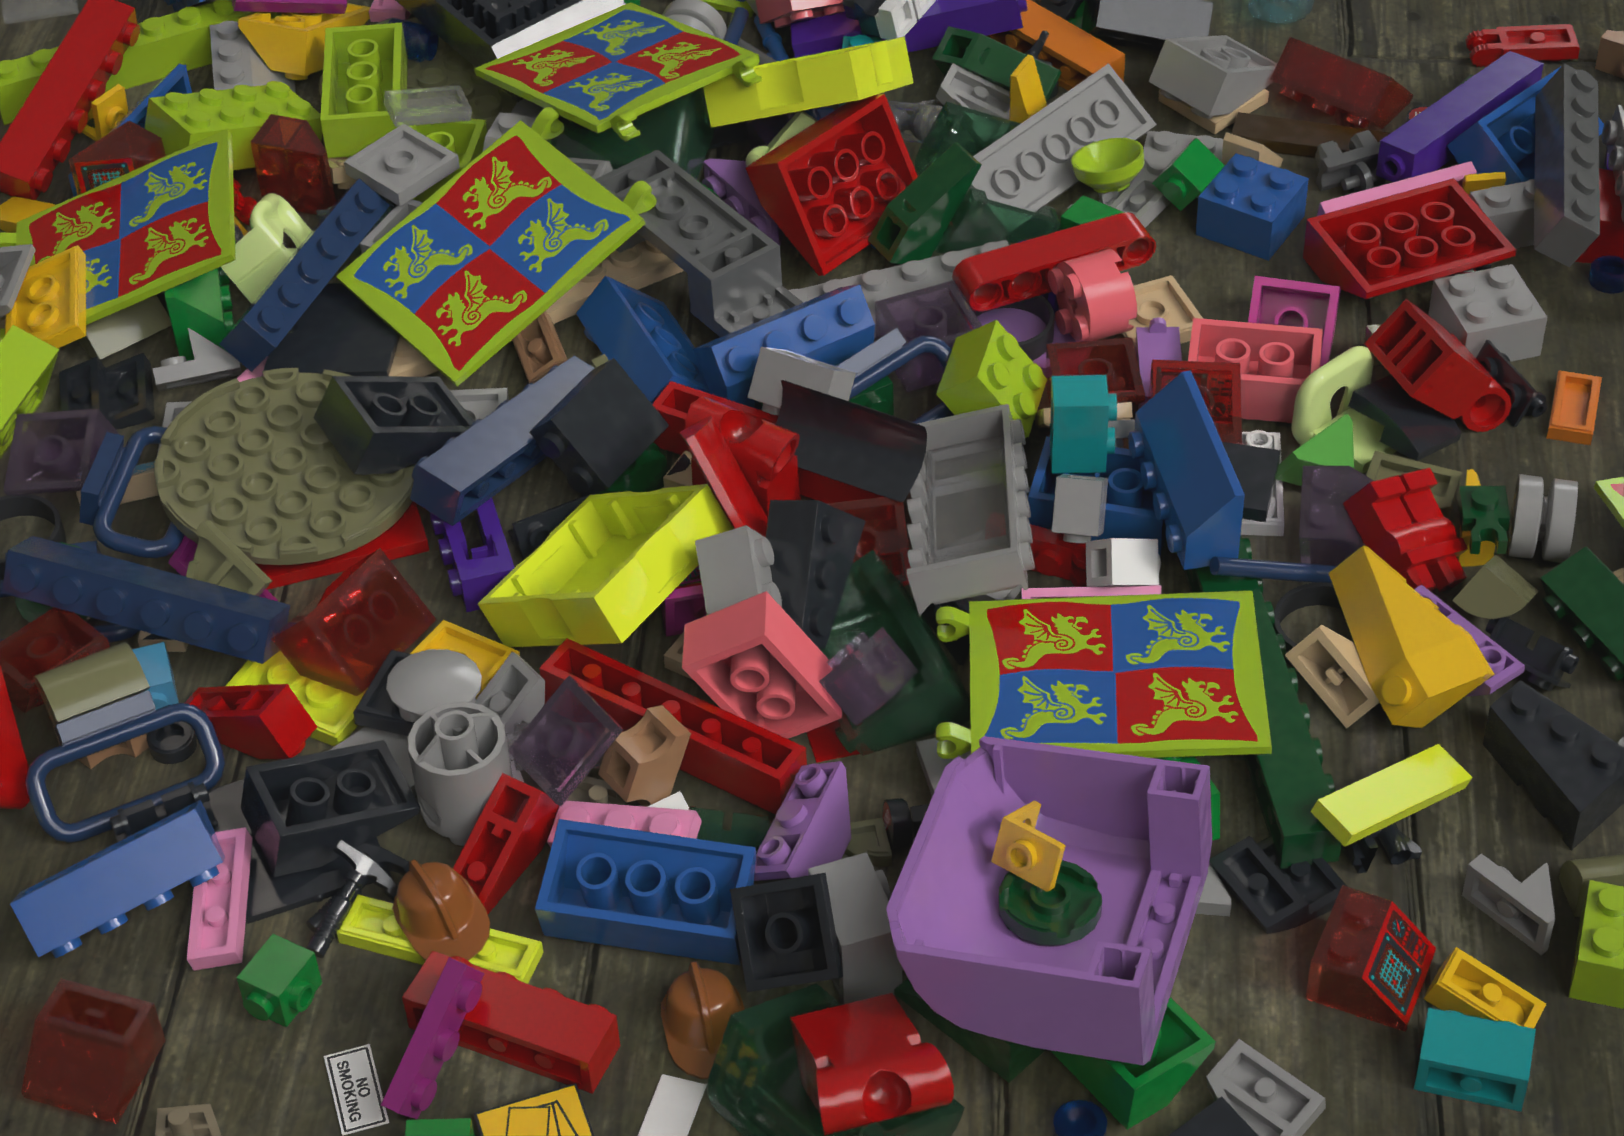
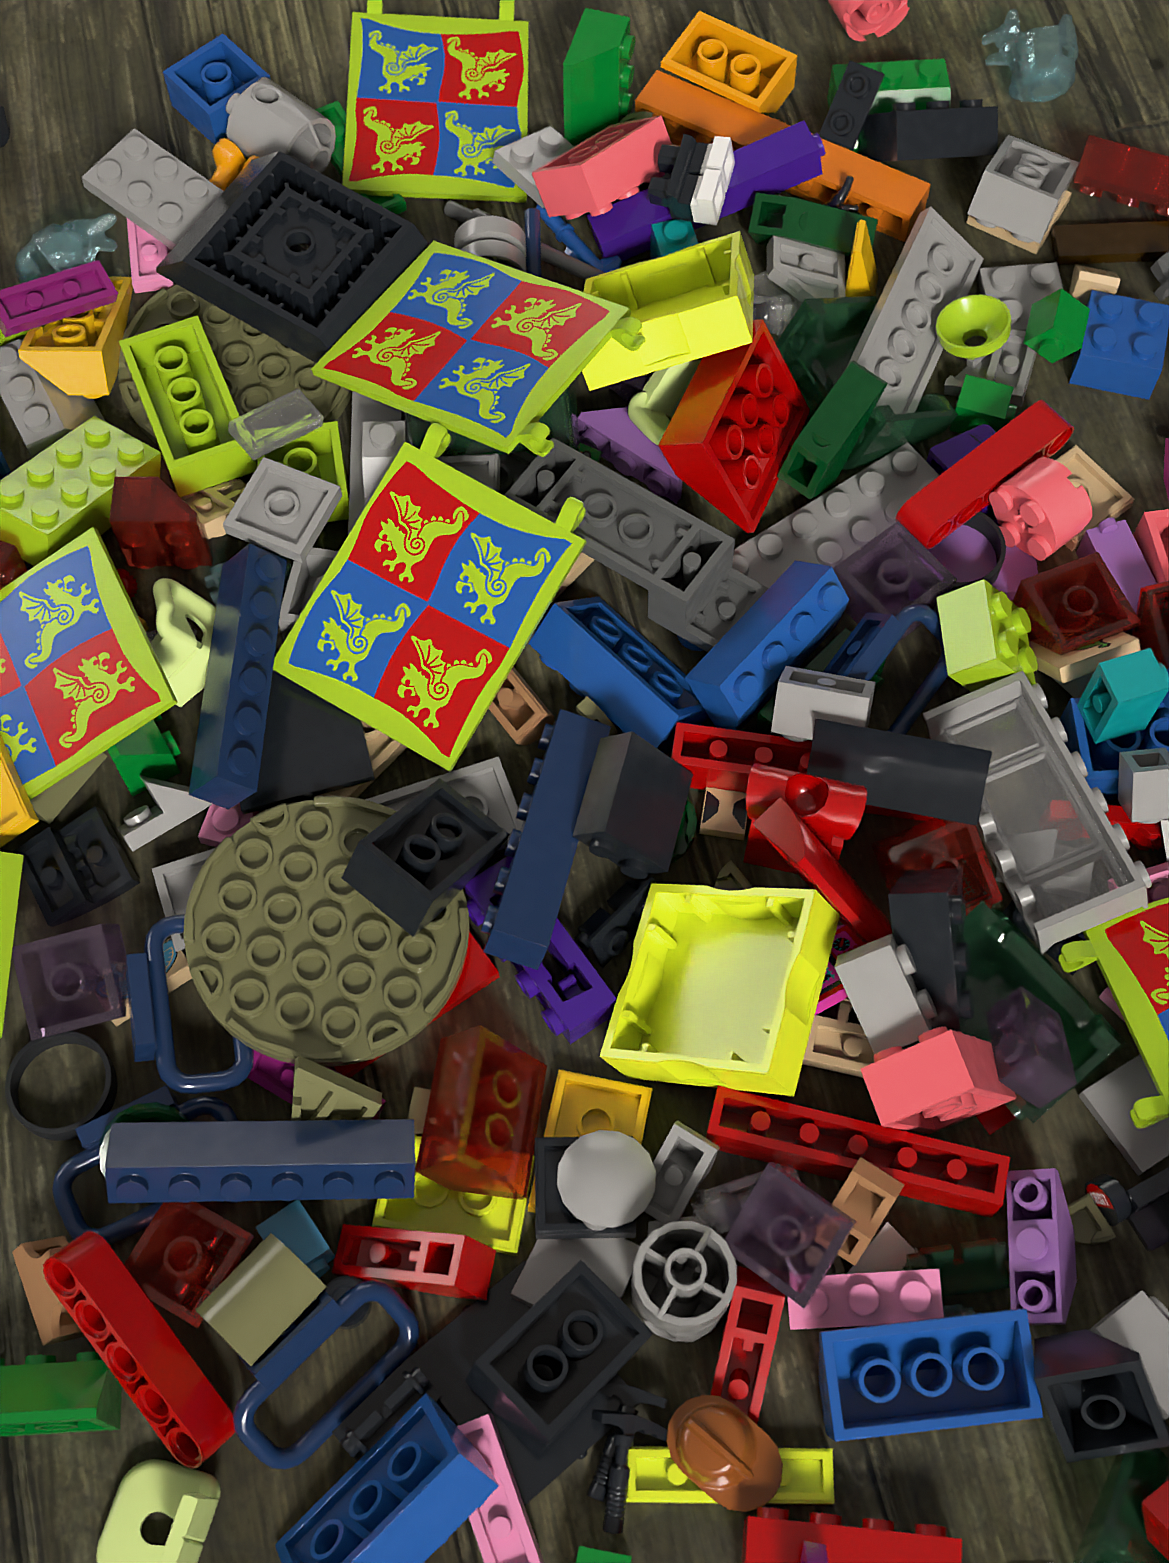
camera: 20 degrees left, 20 degrees up
(419, 40) = (213, 319): brick -> none
(697, 1016) = (1024, 1493): dark orange piece -> none

